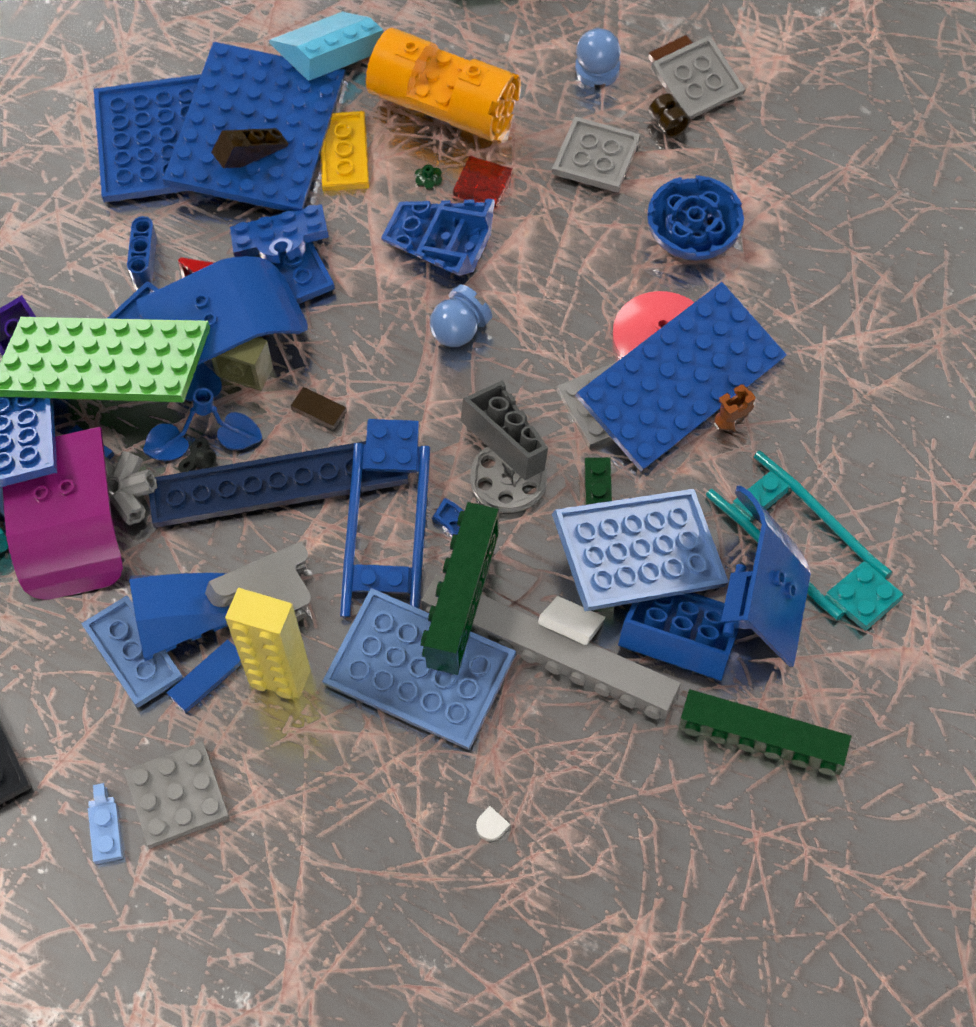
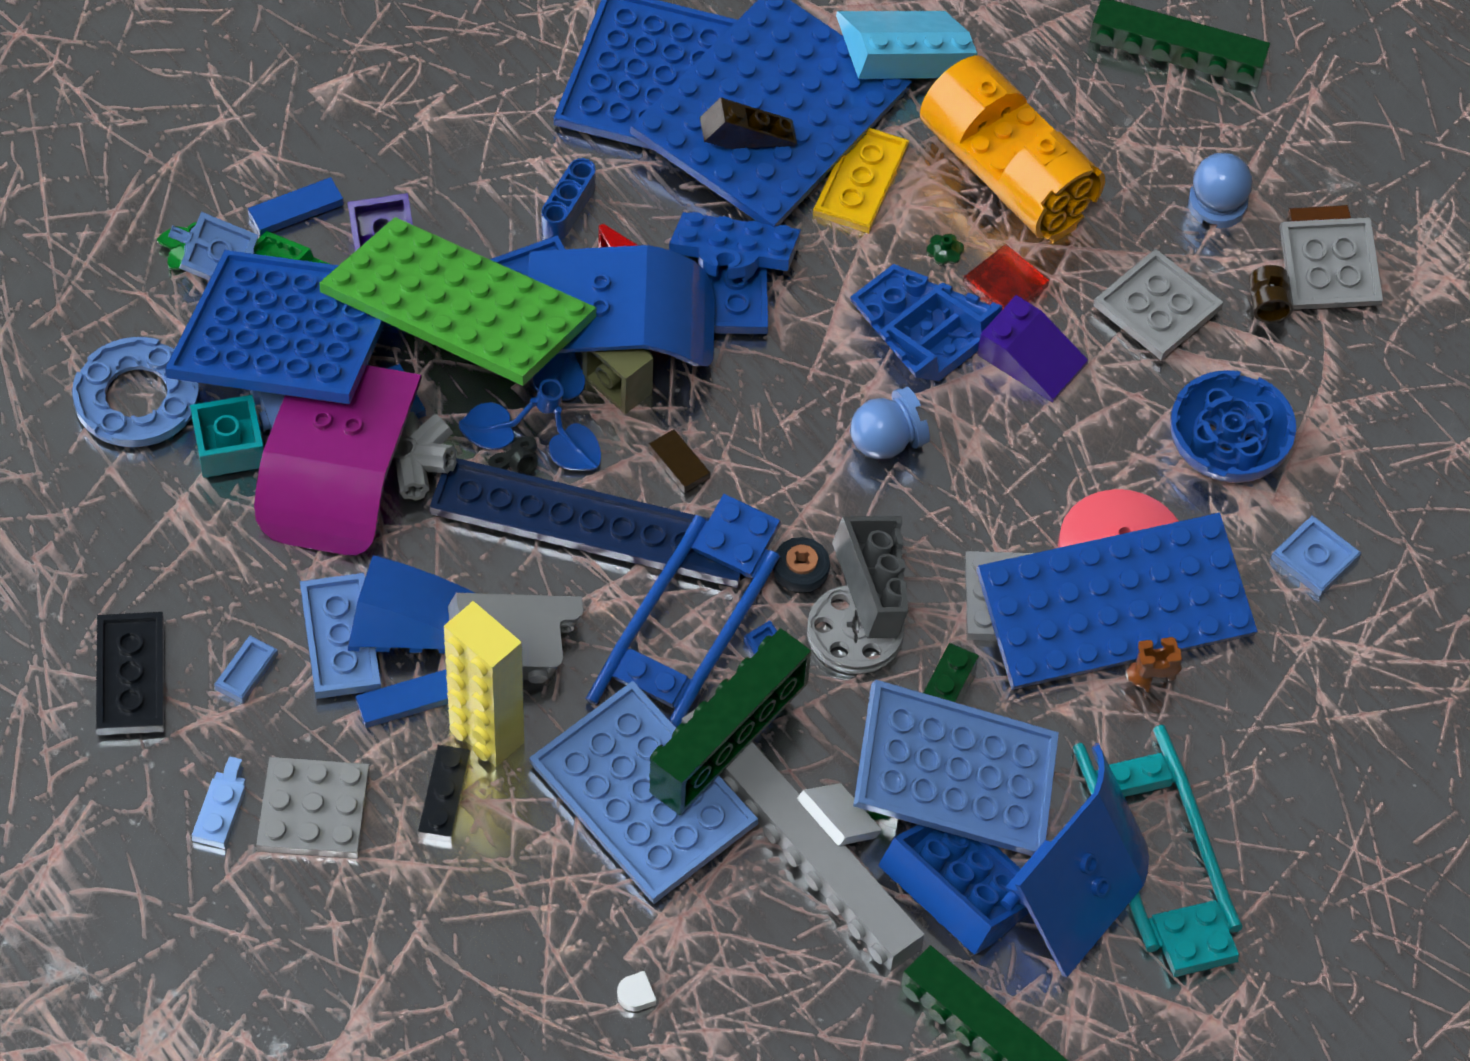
camera: 20 degrees right, 5 degrees down
(72, 709) = (246, 669): none -> medium blue tile
(271, 737) = (444, 793): none -> black plate
(453, 453) = (802, 576): none -> black wheel
(526, 222) = (1031, 349): none -> dark purple slope
(795, 284) = (1316, 555): none -> medium blue tile

